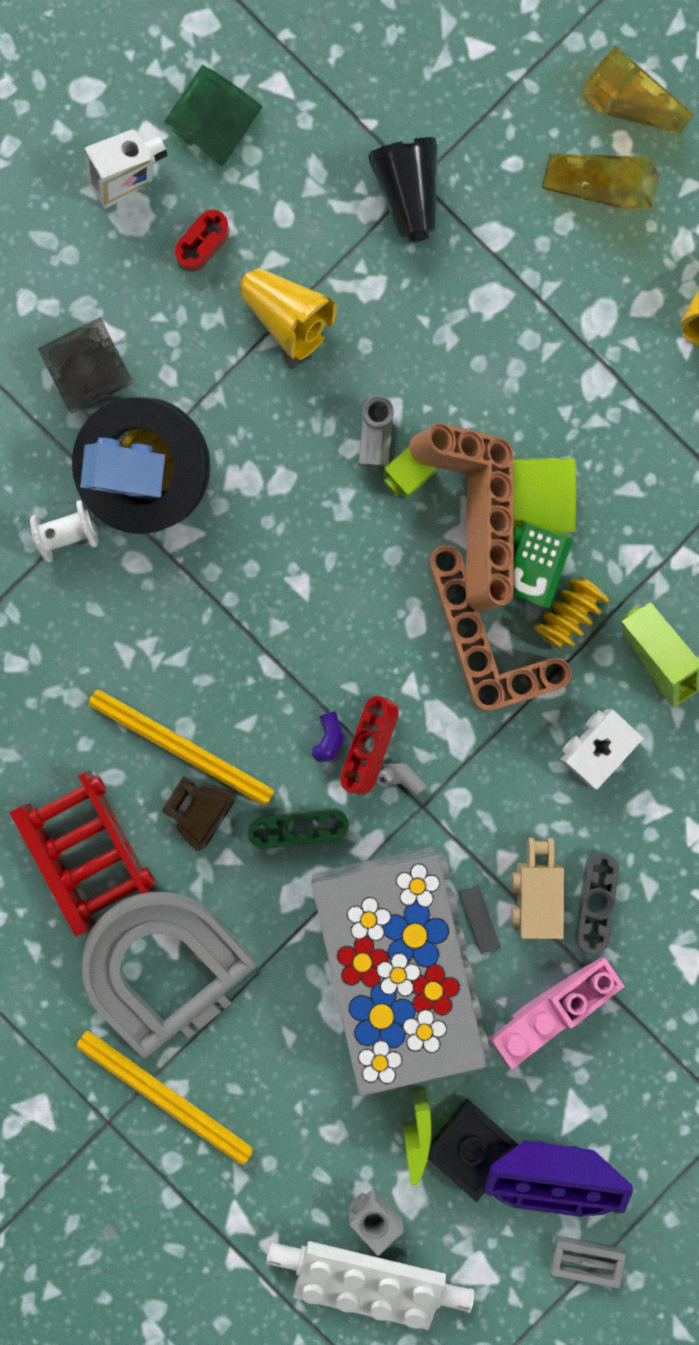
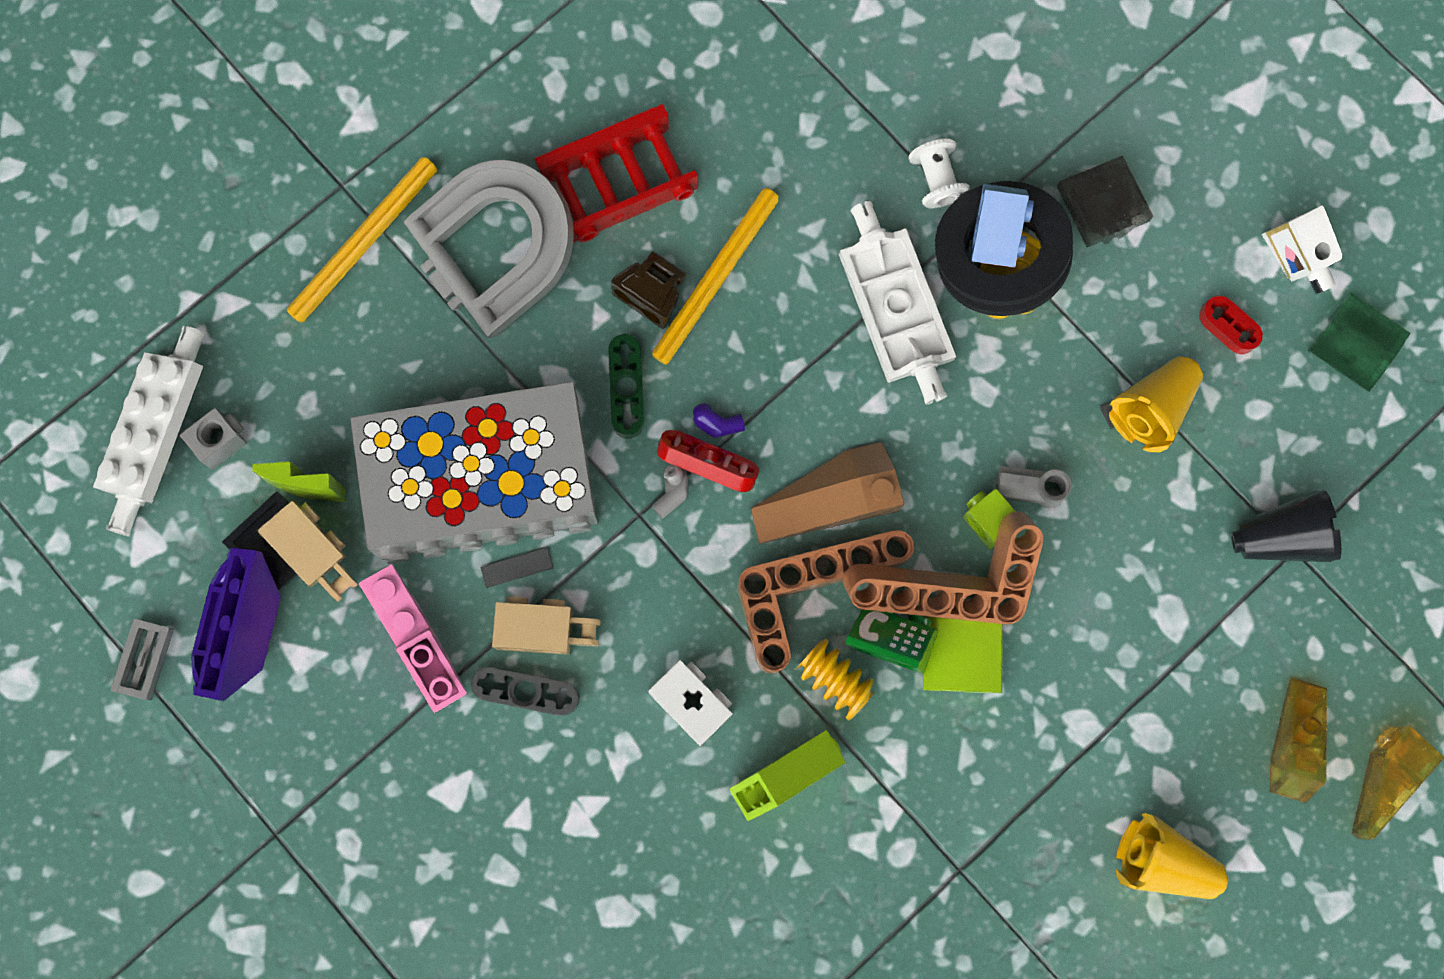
camera: 90 degrees right, 10 degrees down
(201, 568) = (897, 304): none -> white plate
(392, 619) = (840, 492): none -> medium nougat wedge
(480, 1119) = (308, 548): none -> tan brick

